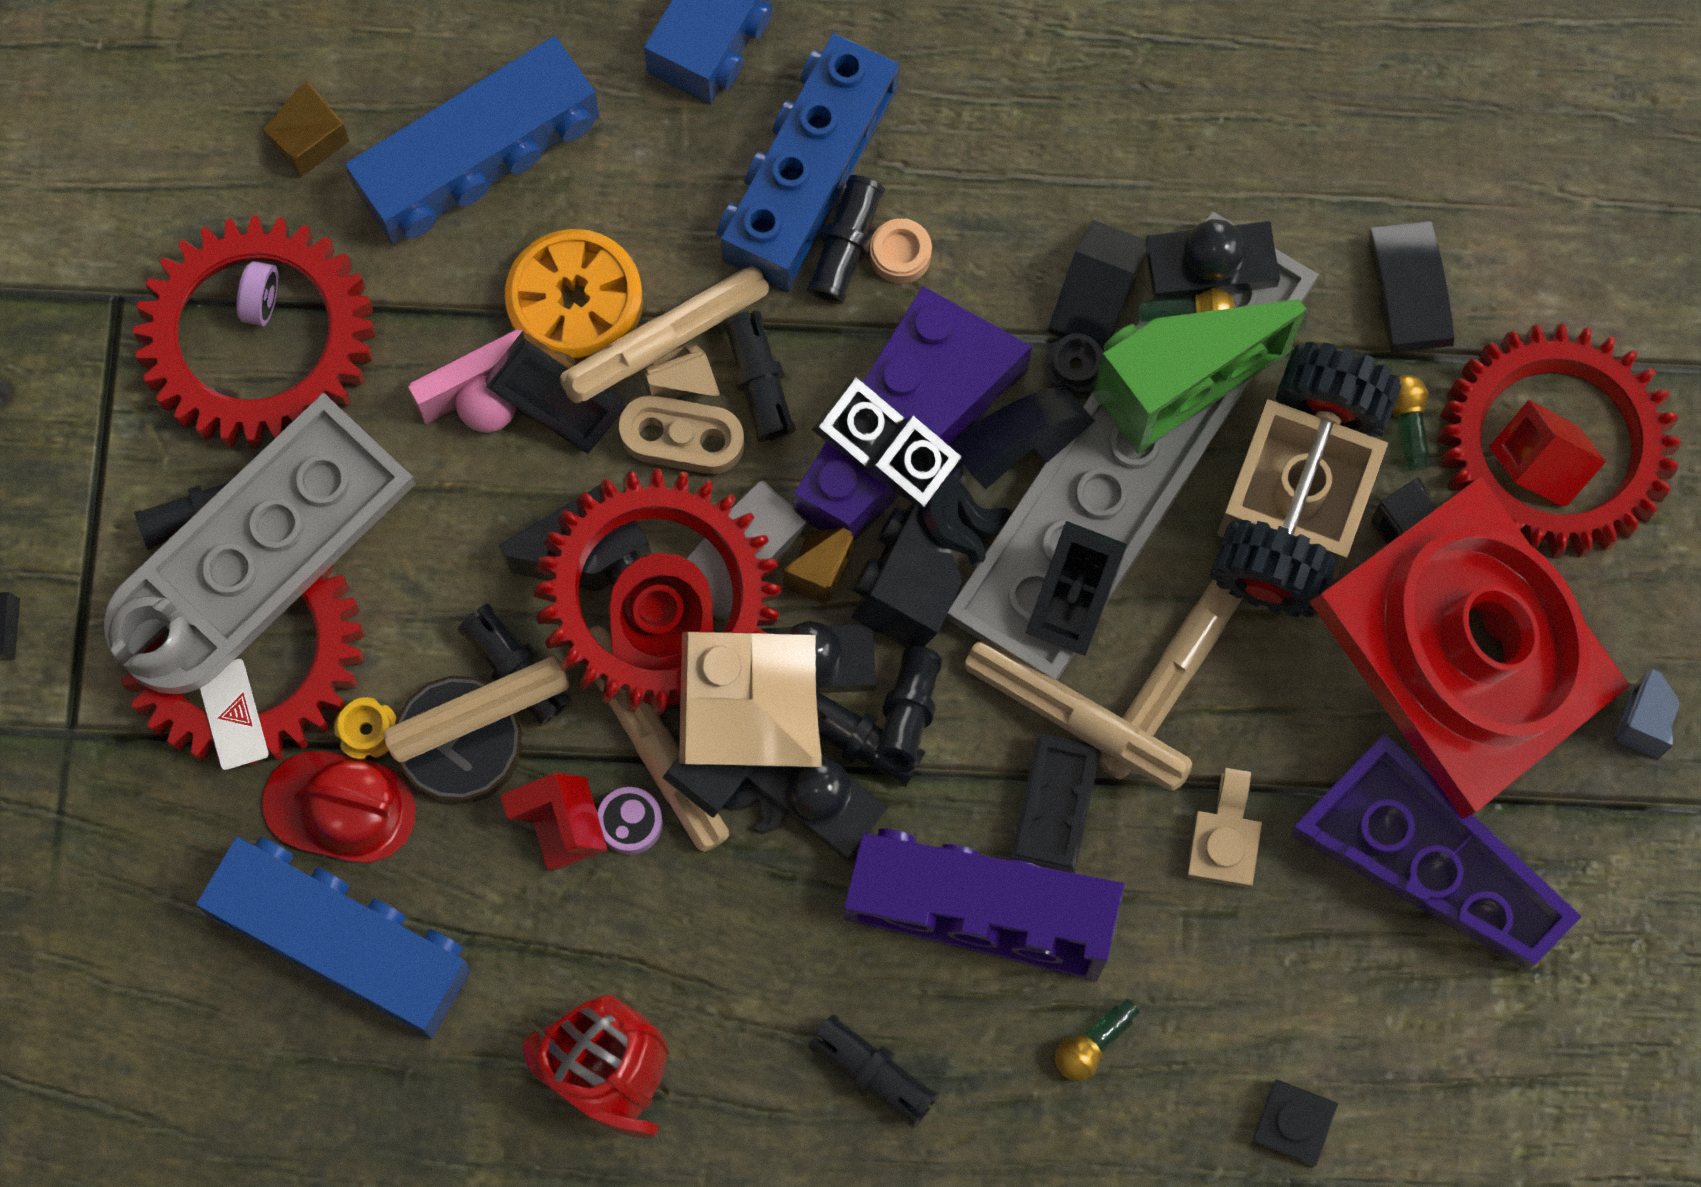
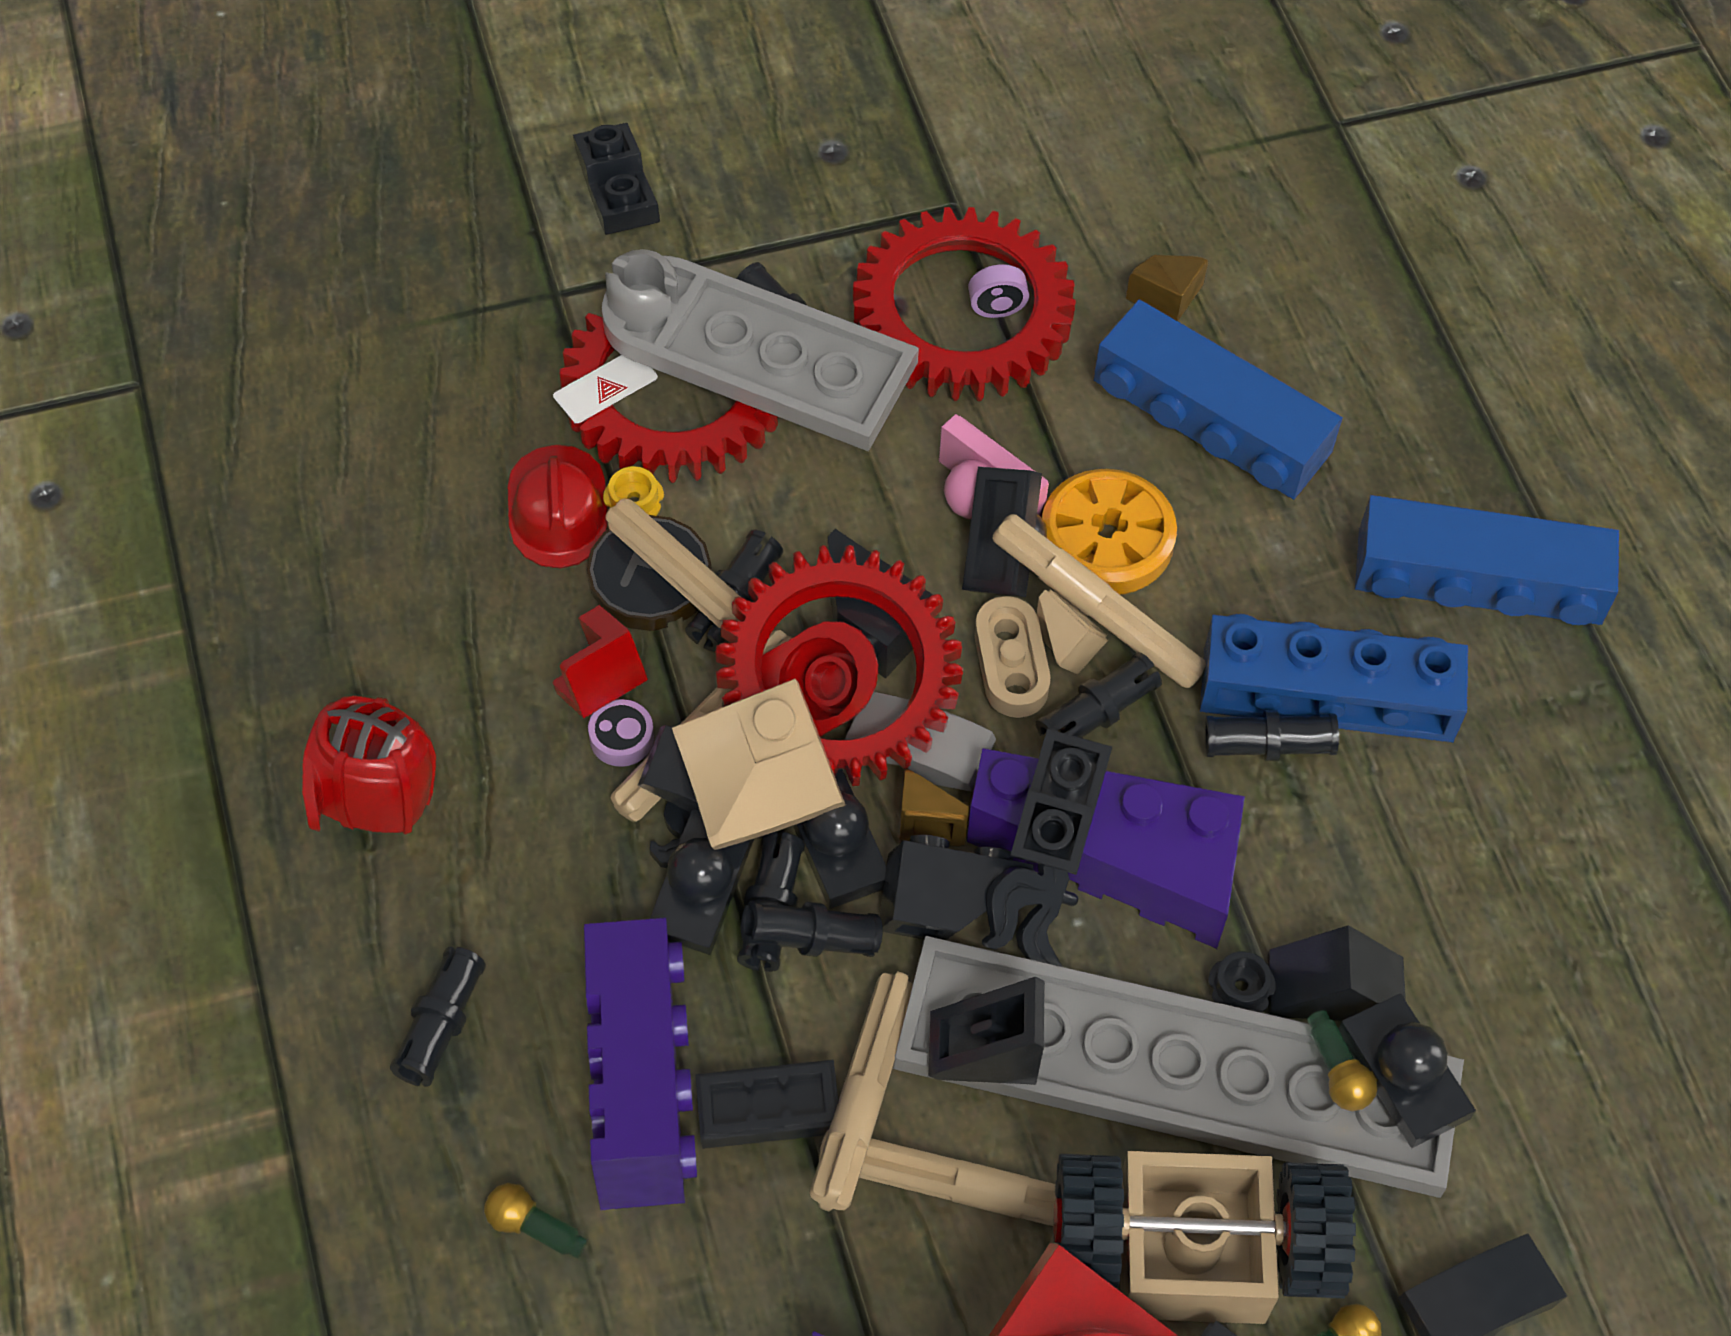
camera: 70 degrees right, 15 degrees down
(334, 935) = (430, 530): blue brick -> none
(900, 251) = (1285, 791): light nougat tile -> none
(1037, 421) = (1152, 954): black slope -> none
(1186, 363) = (1268, 1061): bright green slope -> none
(1223, 842) = (785, 1289): tan plate -> none

